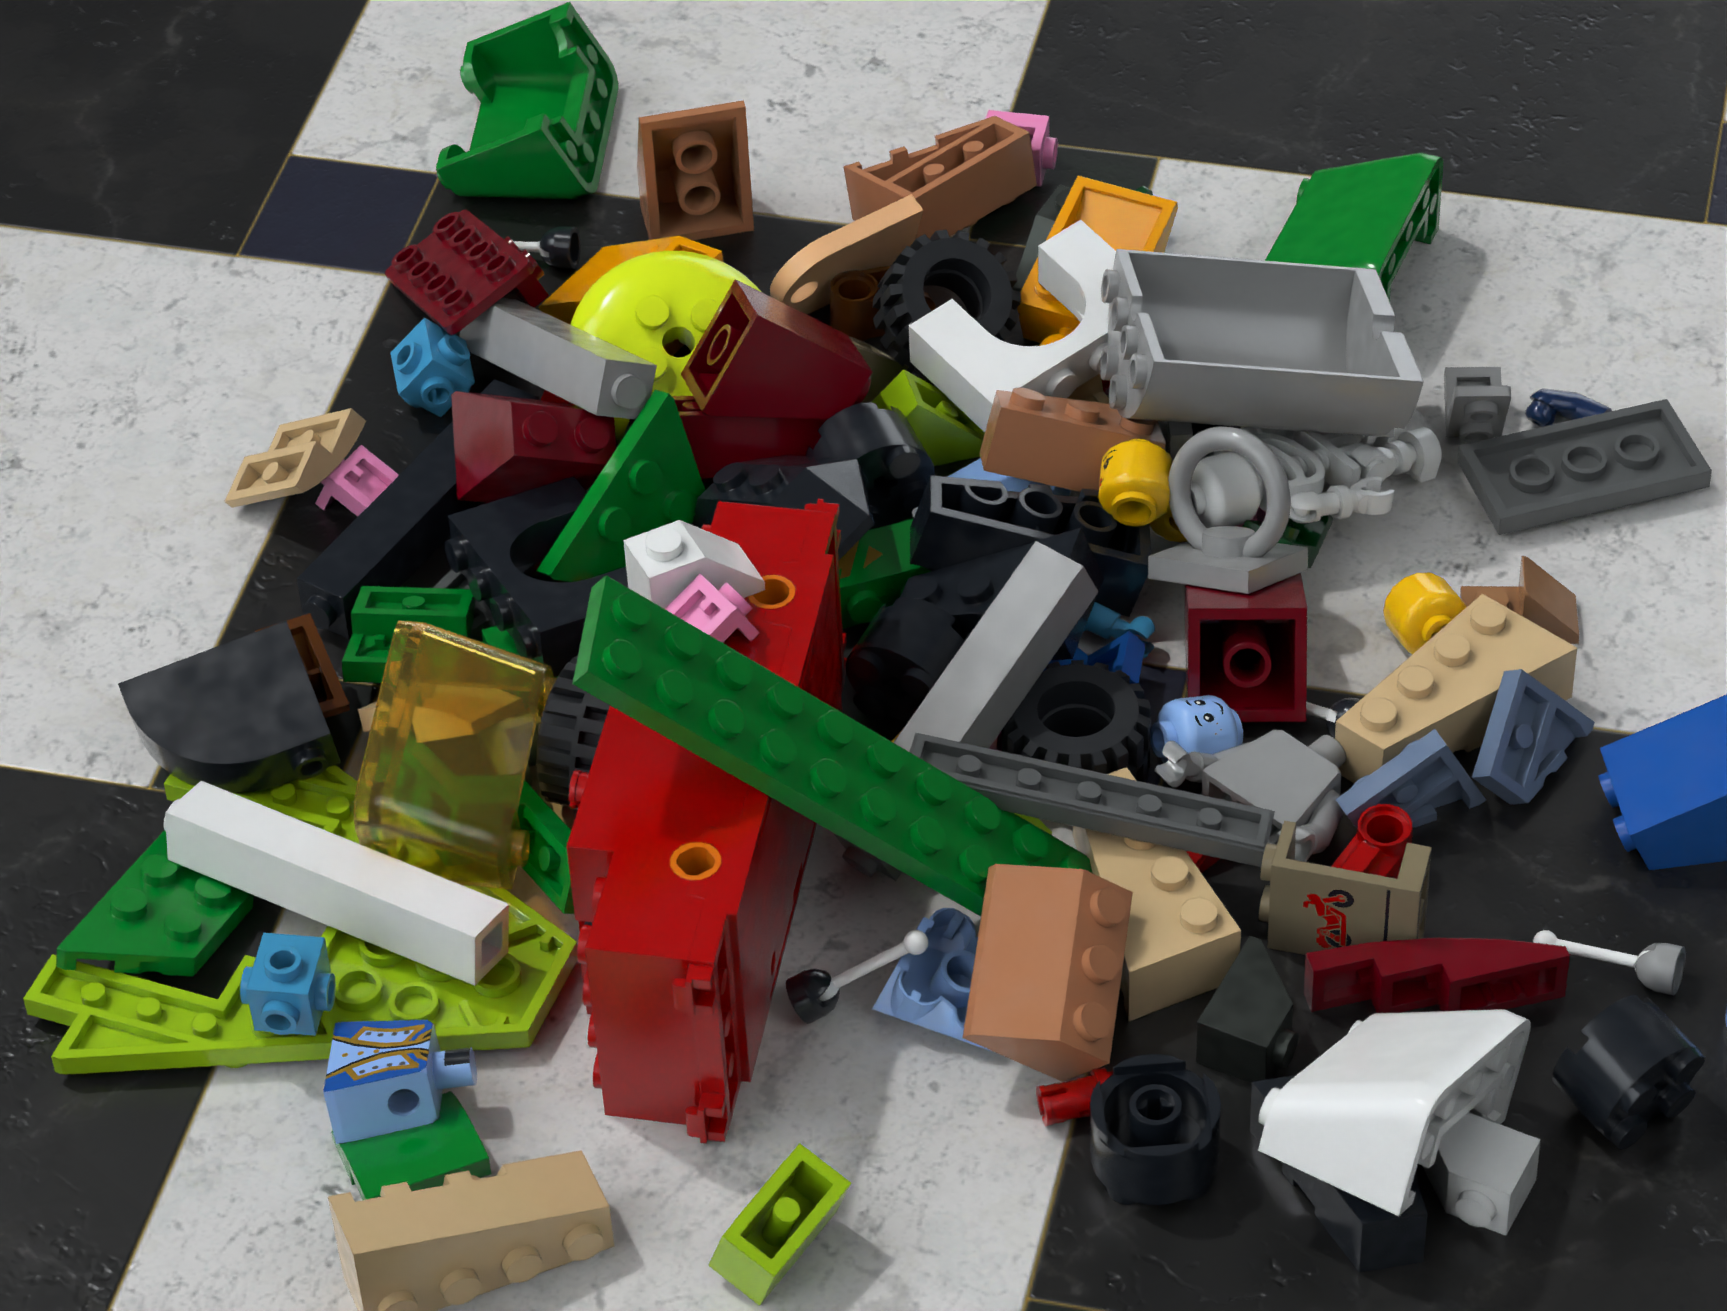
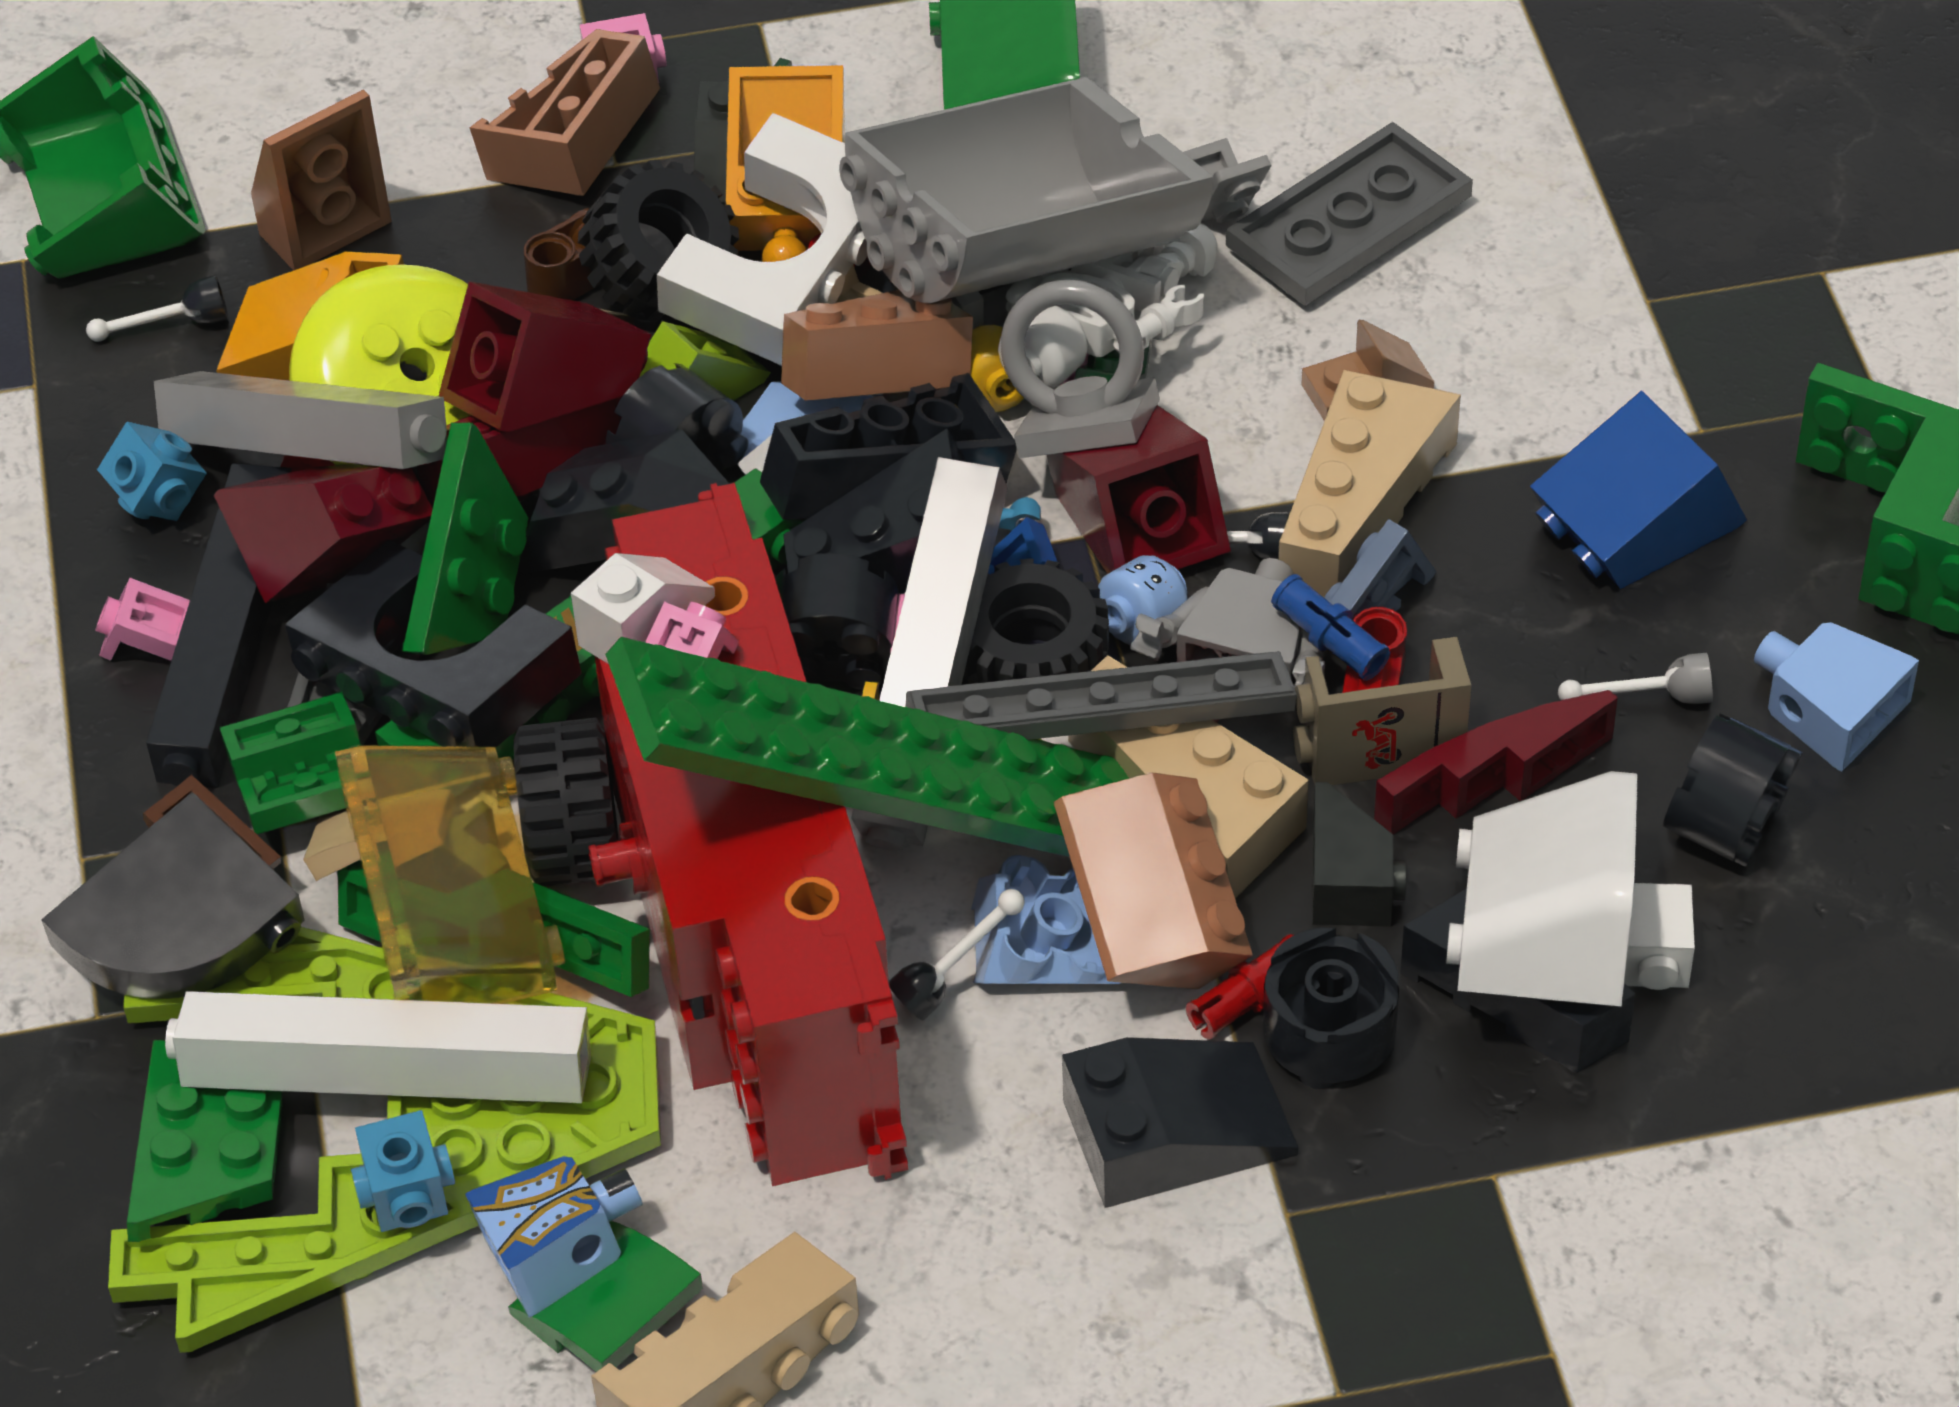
camera: 25 degrees left, 5 degrees up
(297, 458) = (63, 615): tan slope -> none
(464, 271) = (130, 360): dark red bracket -> none
(779, 1224) = (1028, 1232): lime brick -> none
(861, 245) = (536, 210): light nougat tile -> none
(970, 1173) = (1171, 1113): none -> black slope
(1135, 482) = (966, 364): yellow head -> none
(1350, 833) = (1330, 627): none -> blue pin
(1420, 608) = (1287, 407): yellow head -> none
(1526, 737) = (1450, 499): sand blue wing -> none
(1568, 404) = (1300, 156): dark blue arm -> none

